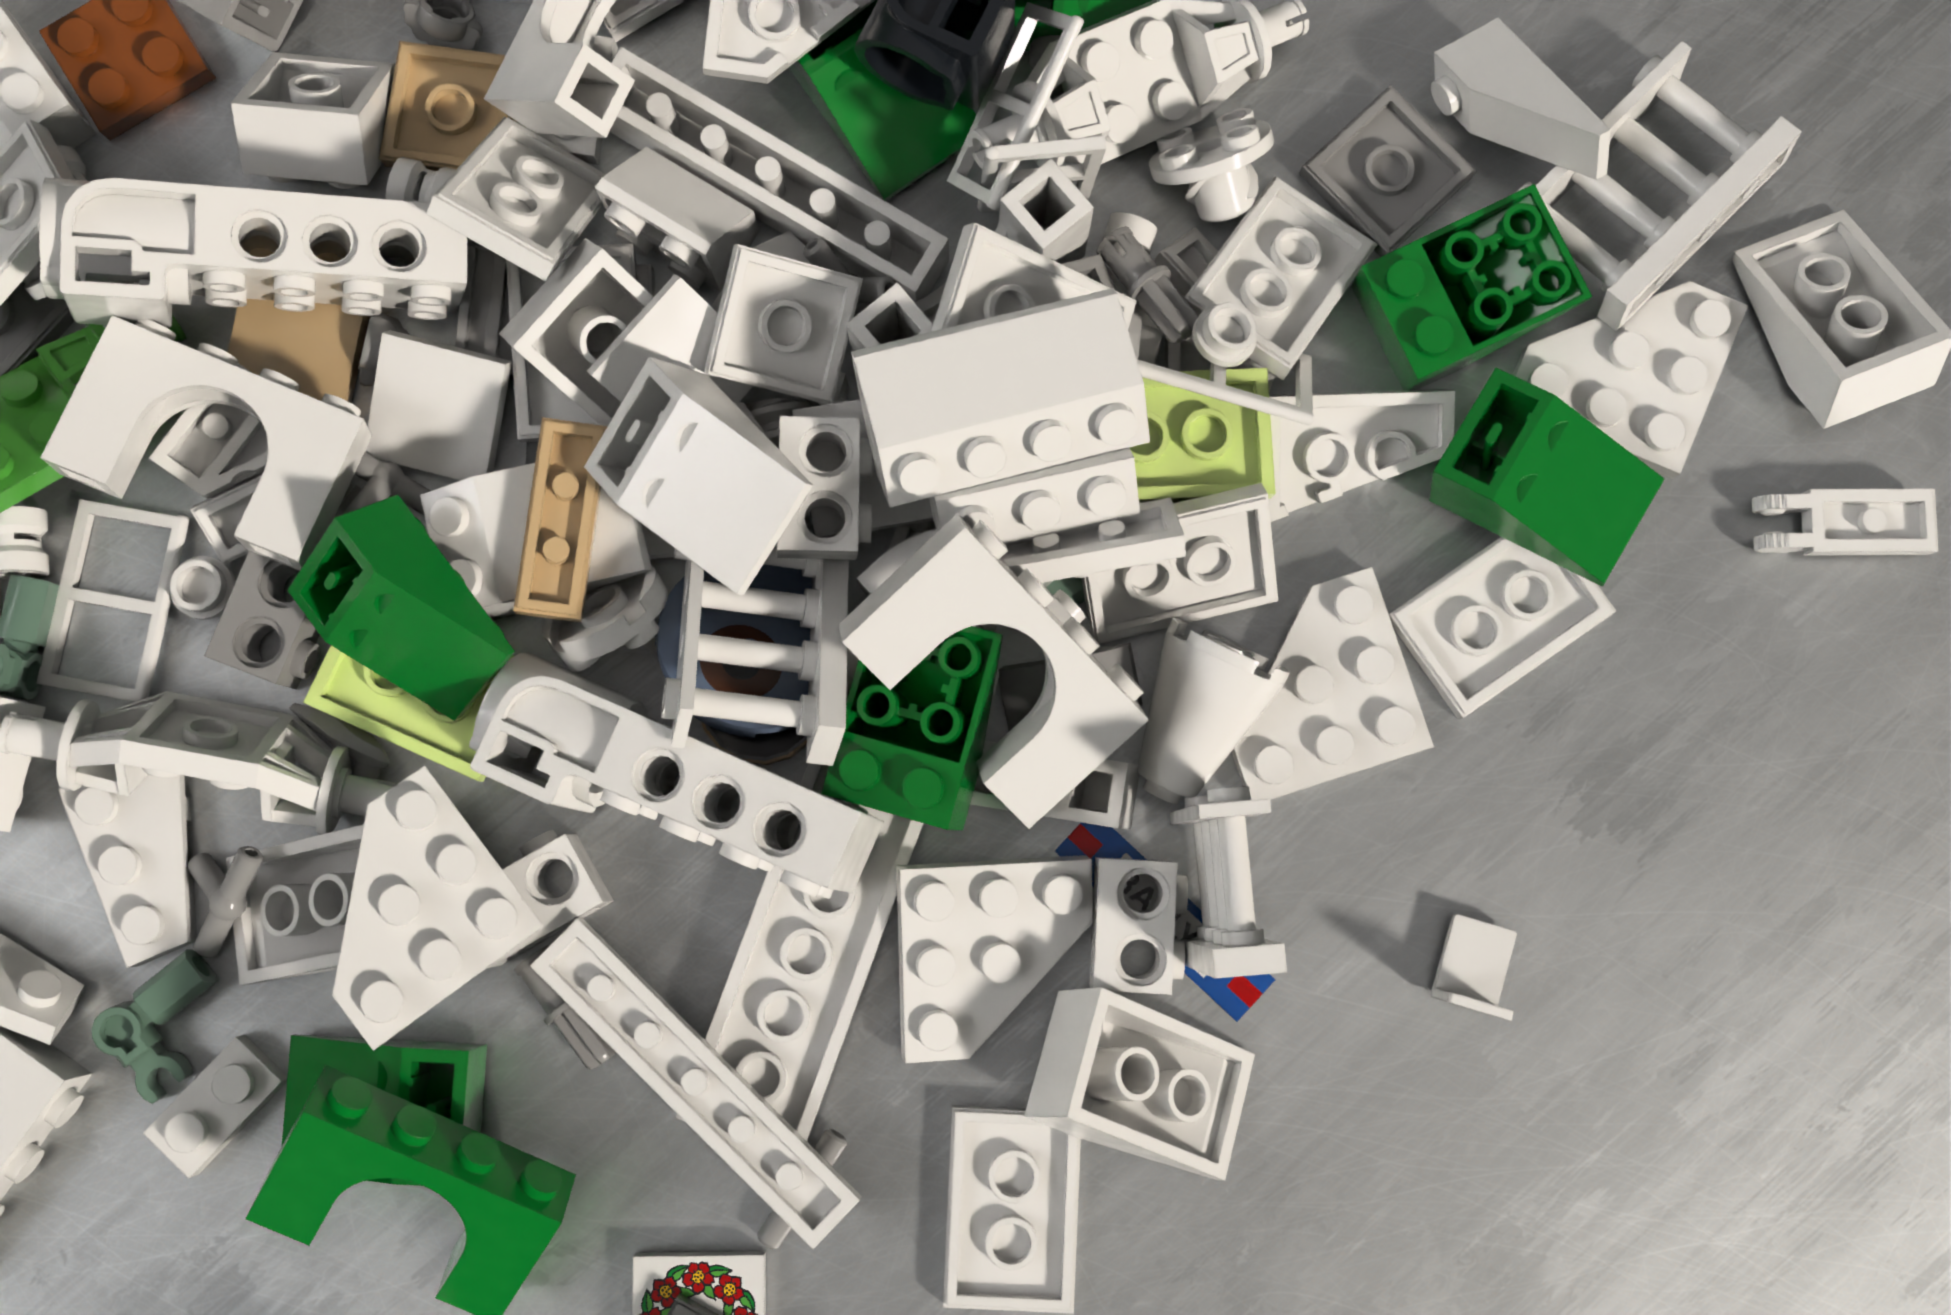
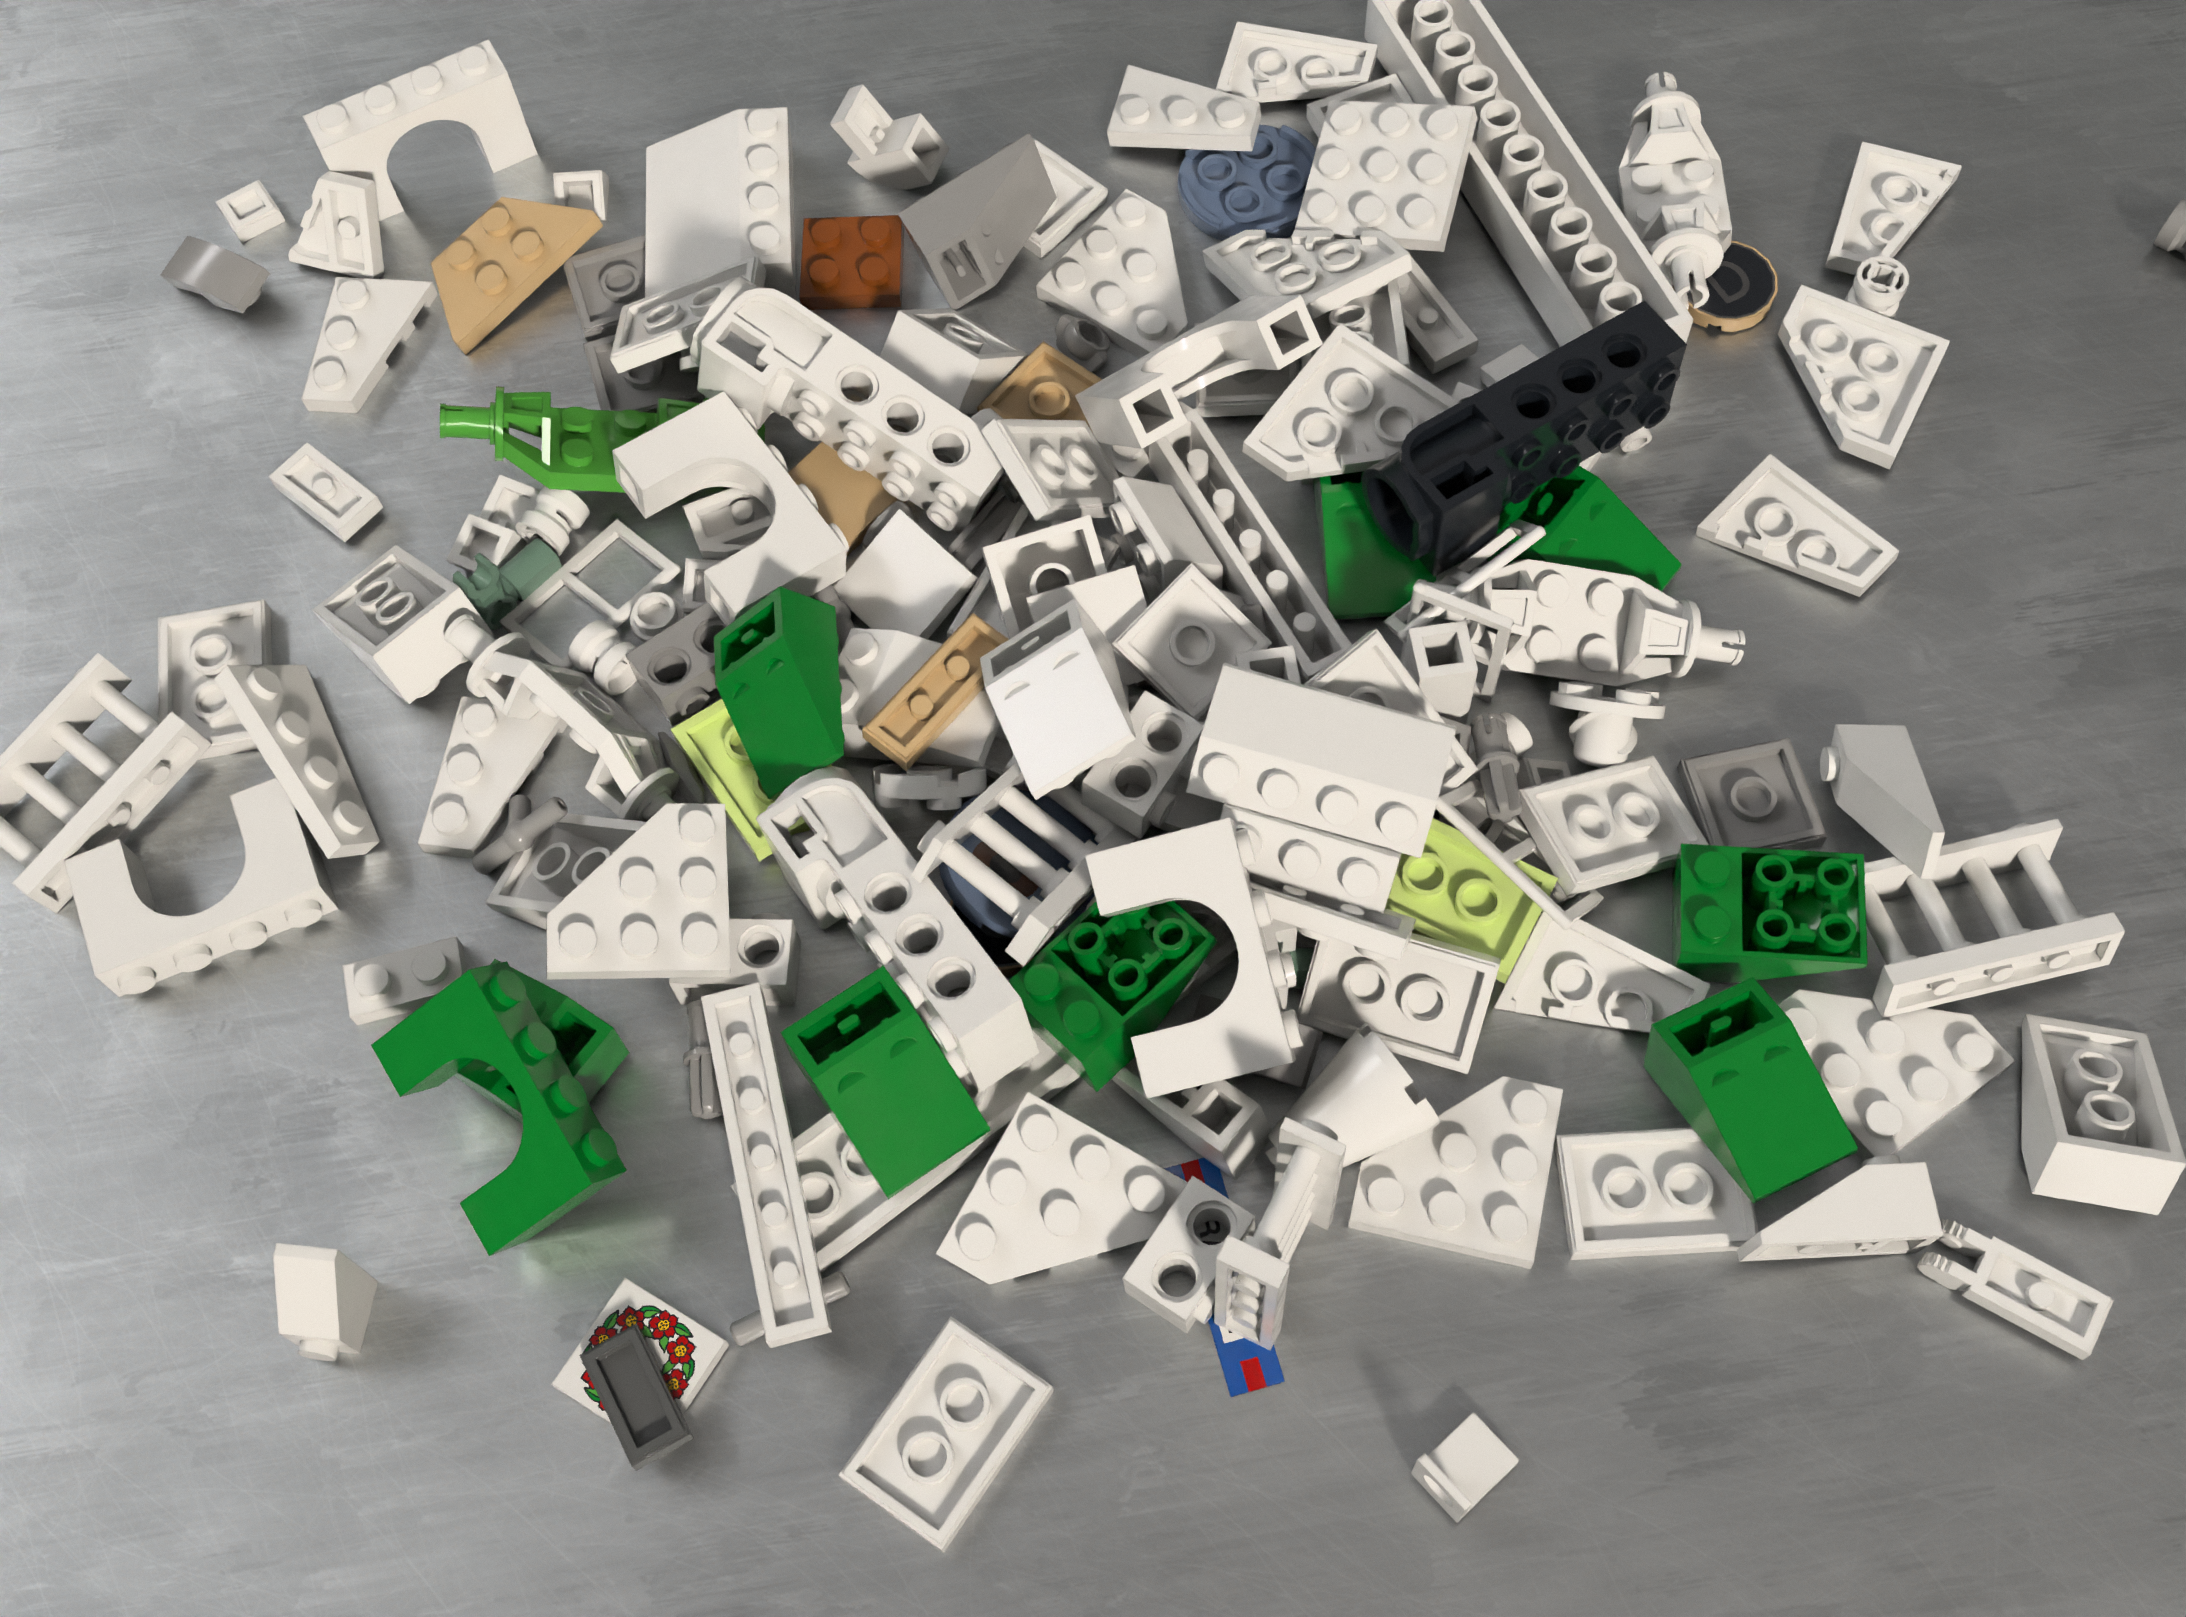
camera: 40 degrees right, 20 degrees down
(130, 1028) = (389, 887): sand green bar -> none
(175, 661) = (601, 652): none -> white wheel
(763, 946) = (885, 1081): none -> green slope
(1140, 1082) = (1118, 1385): white slope -> none
(1225, 334) = (1535, 827): white plate -> none
(1685, 539) = (1870, 1212): none -> white slope

